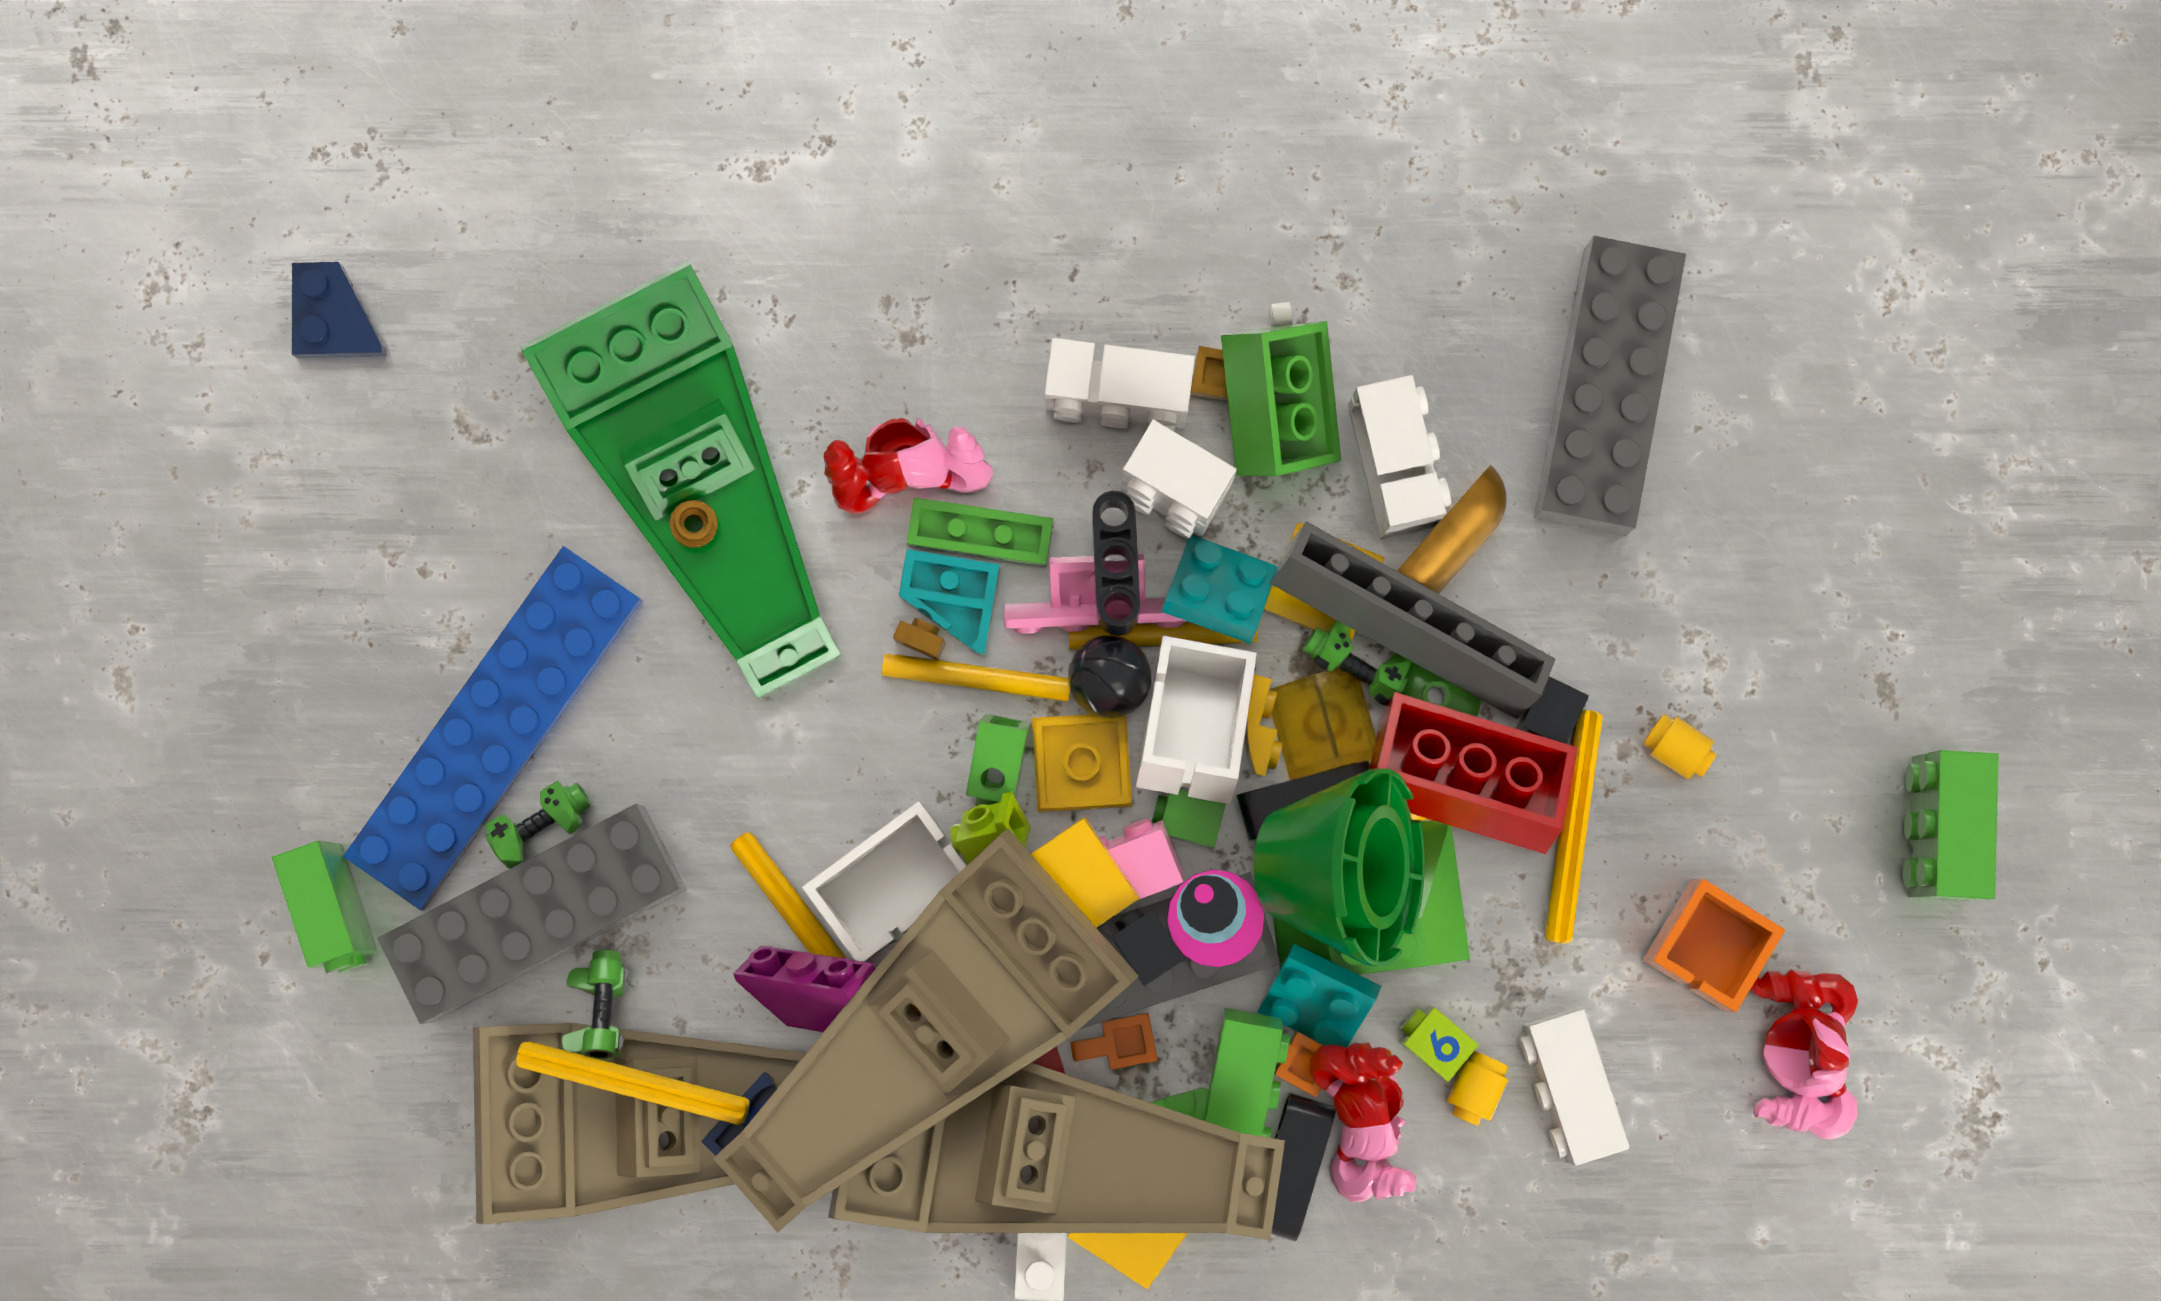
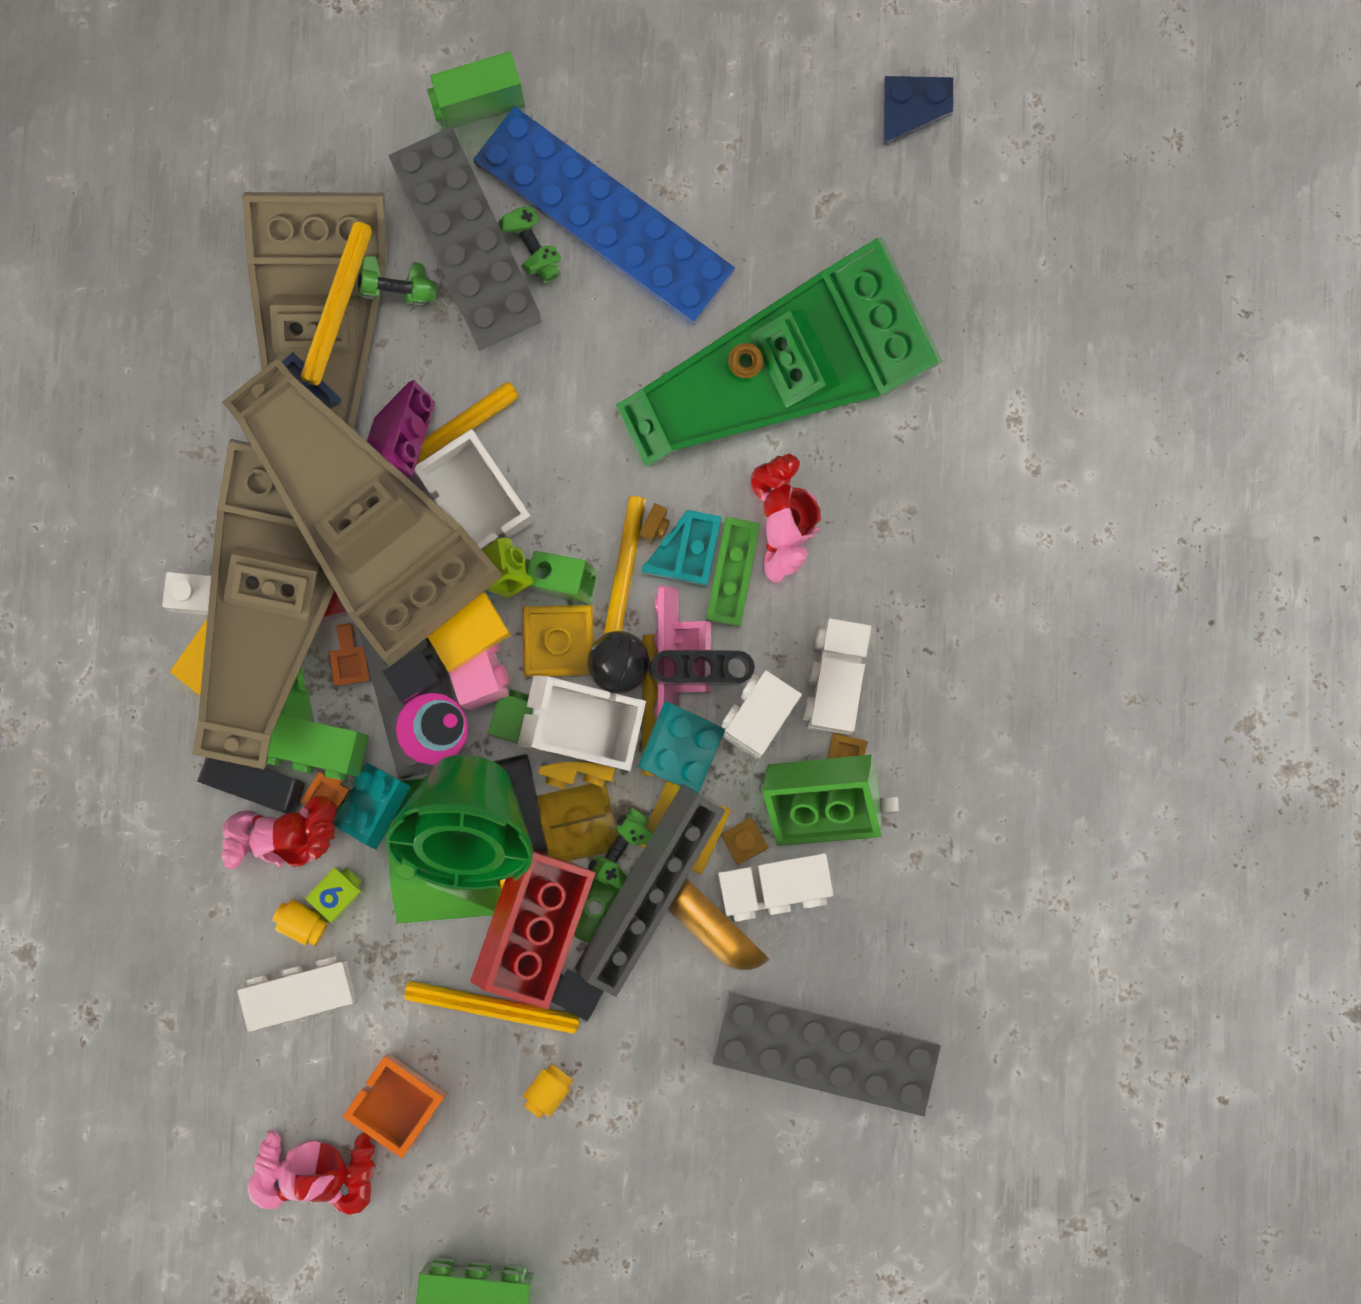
camera: 90 degrees right, 0 degrees up
(1337, 503) = (744, 841): none -> pearl gold plate

